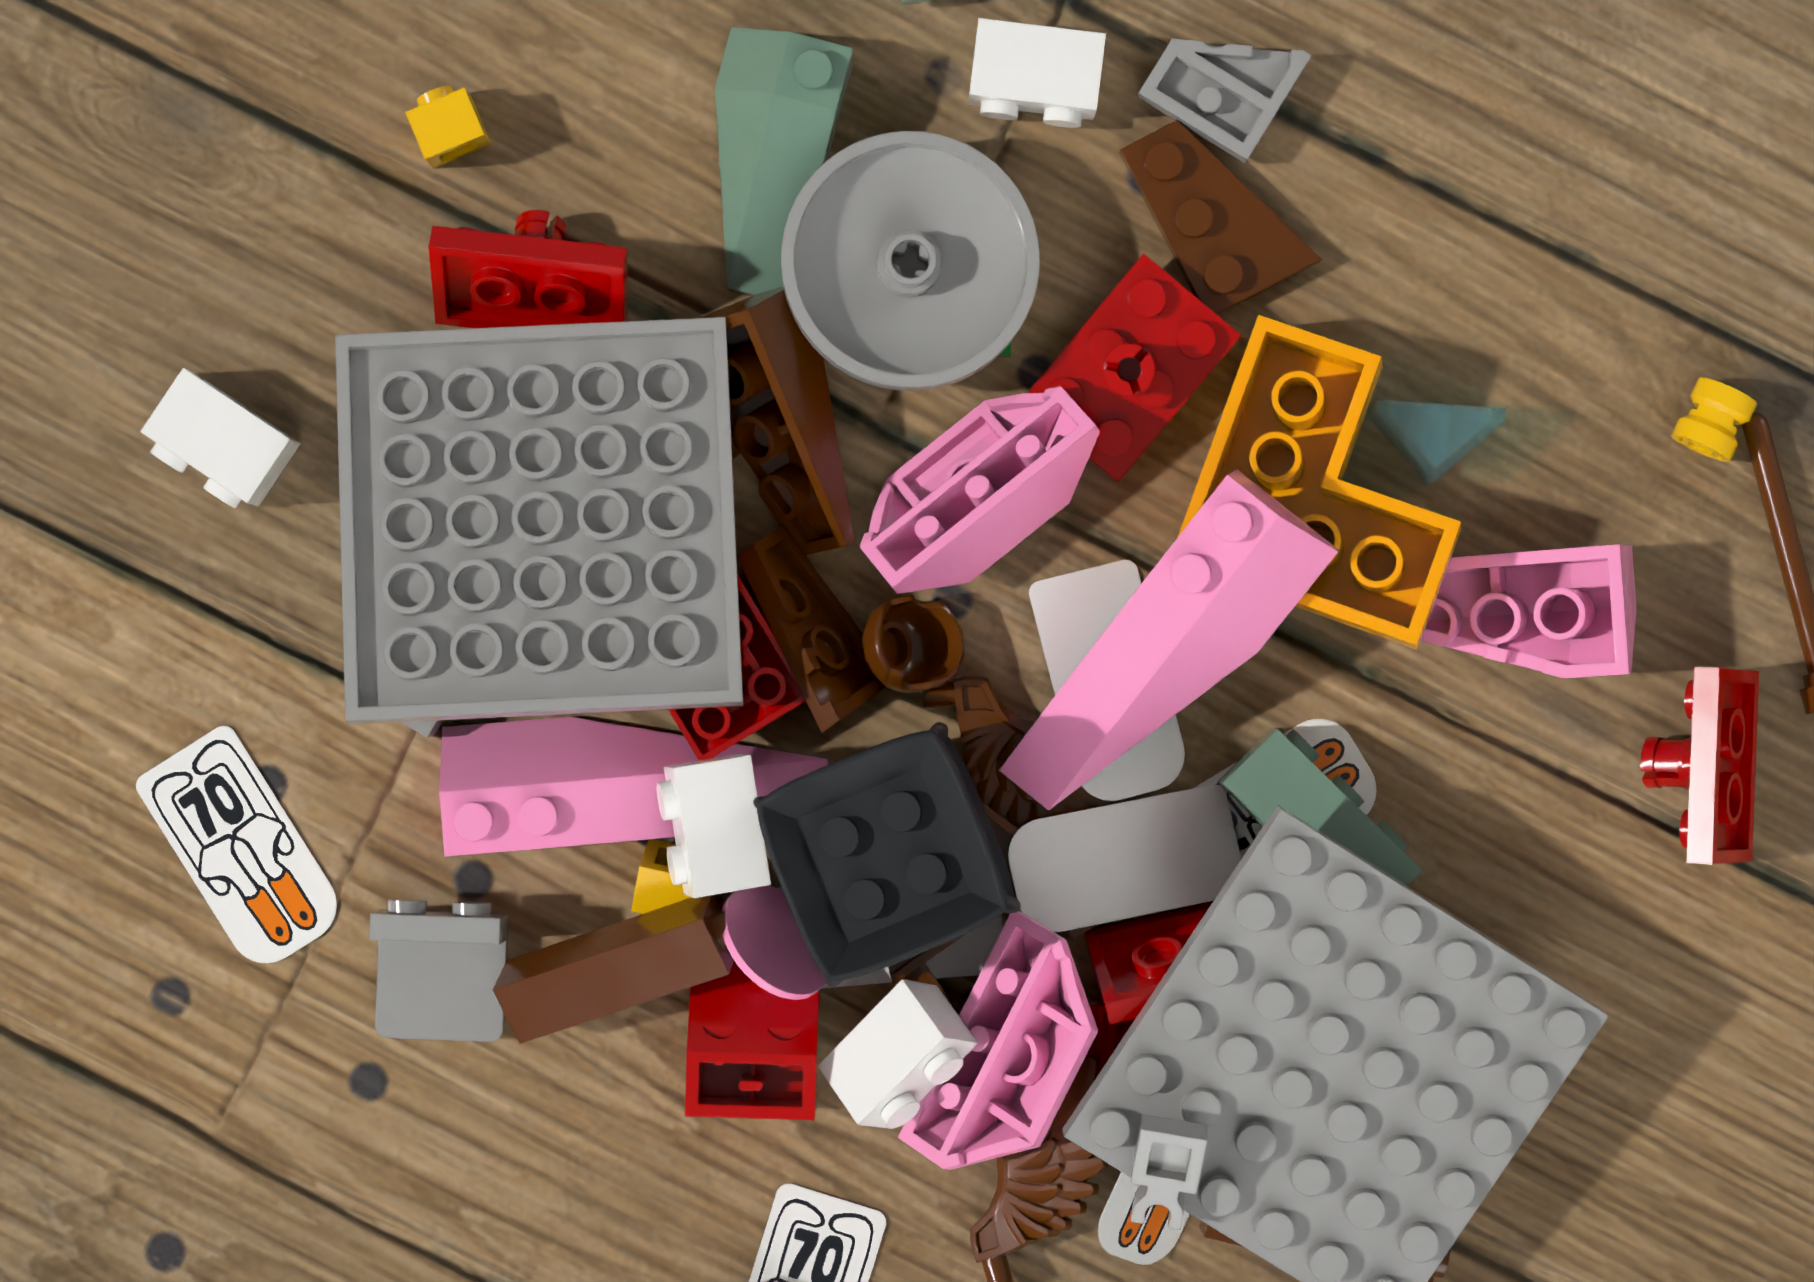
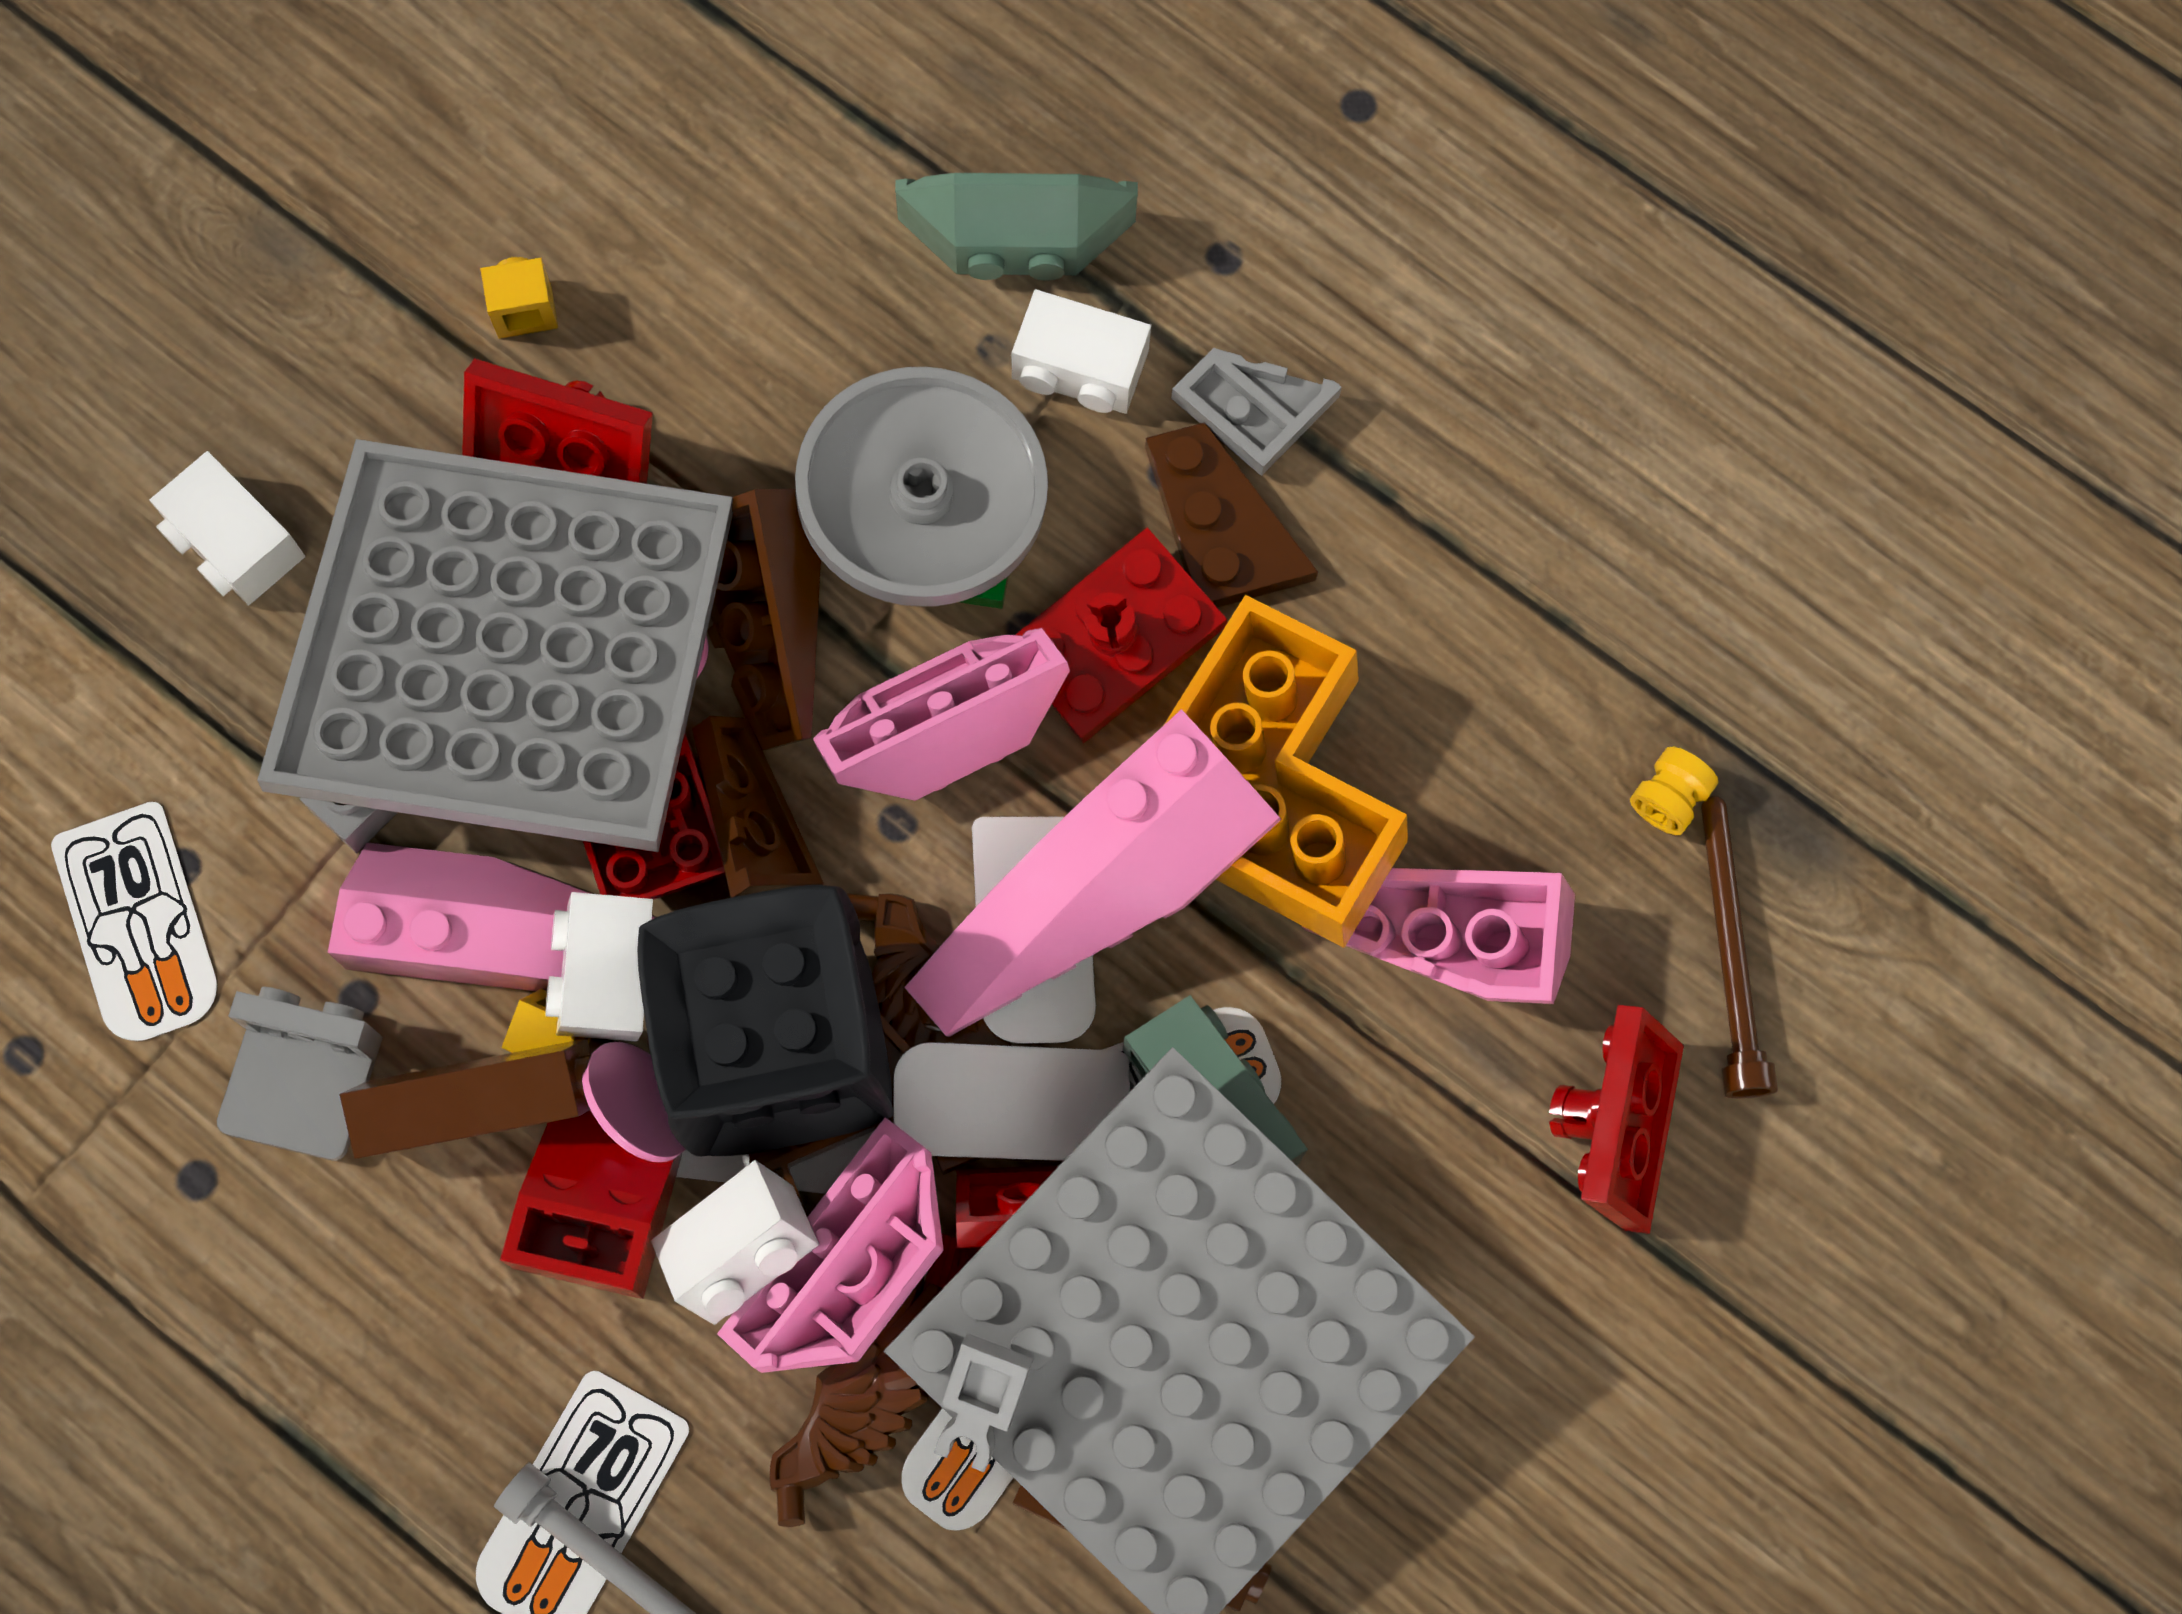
camera: 10 degrees right, 15 degrees down
(775, 129) = (828, 336): sand green wedge -> none
(913, 644) = (845, 845): reddish brown hair -> none
(1433, 434) = (1398, 749): clear light blue slope -> none

